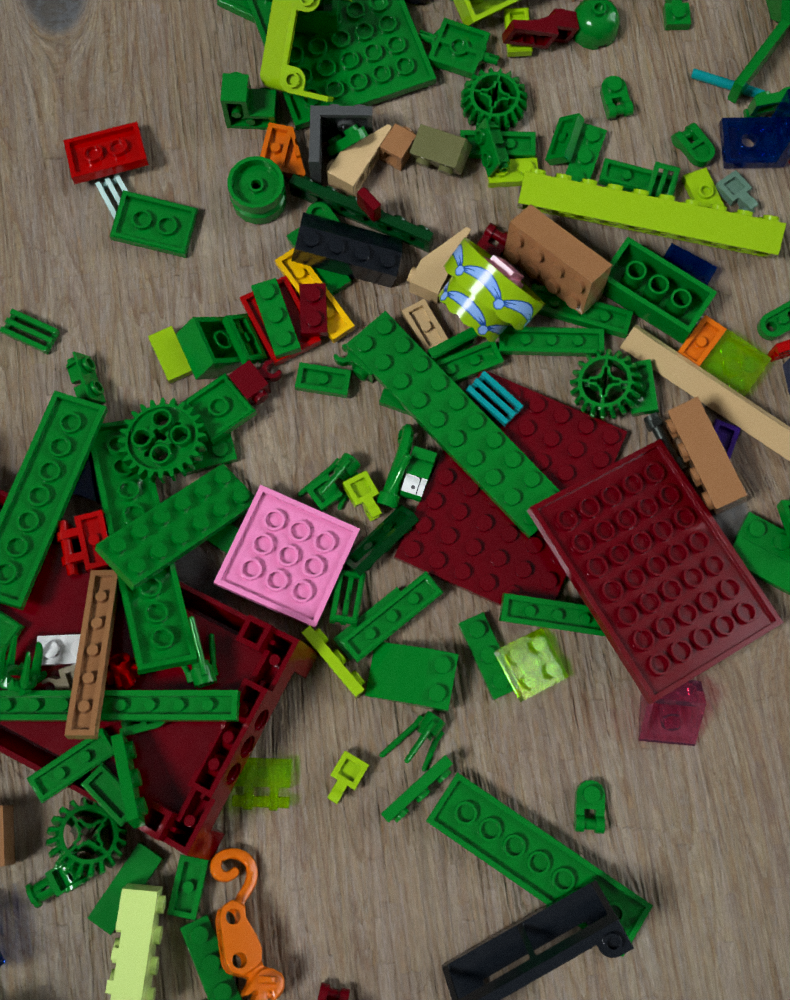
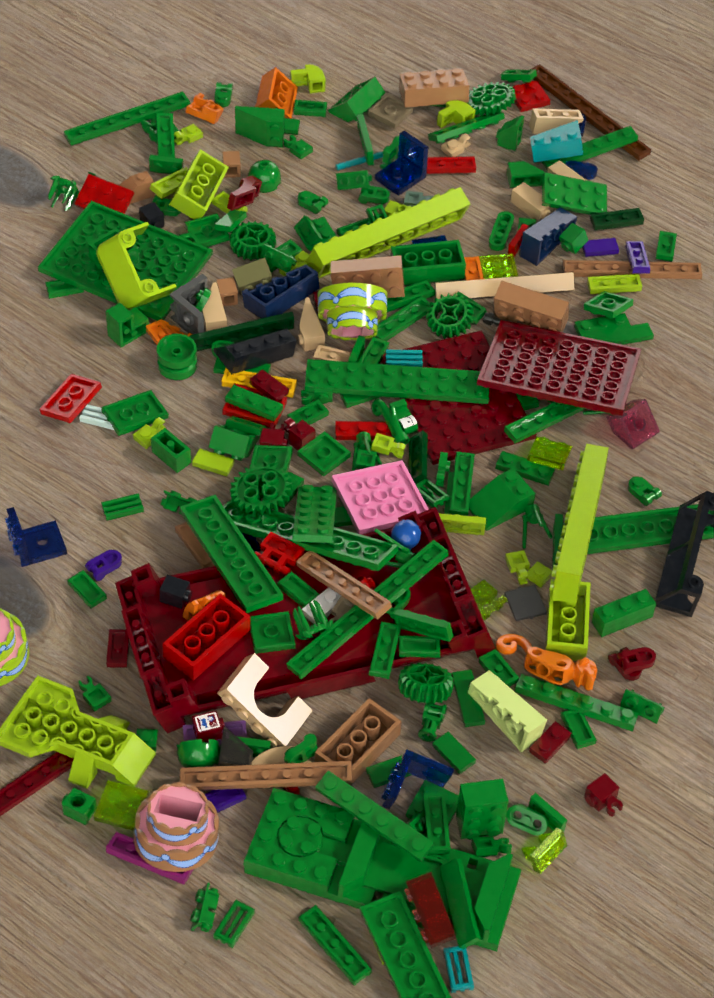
camera: 45 degrees left, 25 degrees down
(43, 939) = (454, 752): none -> green tile
(62, 606) = (297, 589): none -> green tile
(133, 305) = (171, 450): none -> green brick
(142, 262) = (144, 435): none -> lime plate
(230, 646) = (406, 533): none -> blue hair
(285, 400) = (299, 433): none -> dark red brick
(289, 445) = (324, 453): none -> green plate
(309, 827) = (525, 603): none -> dark grey piece
(317, 903) = (569, 624): none -> lime brick
(359, 806) = (539, 574): none -> lime plate
(362, 447) = (349, 429): none -> red plate
(369, 204) = (247, 318): dark red tile -> none
(392, 949) = (623, 612): none -> green brick
(396, 575) = (443, 467): none -> green plate
(443, 806) = (578, 524): none -> lime brick
(452, 198) = (281, 293): none -> dark blue wedge
(489, 56) = (230, 220): none -> green tile
(687, 107) = (353, 180): none -> green hinge

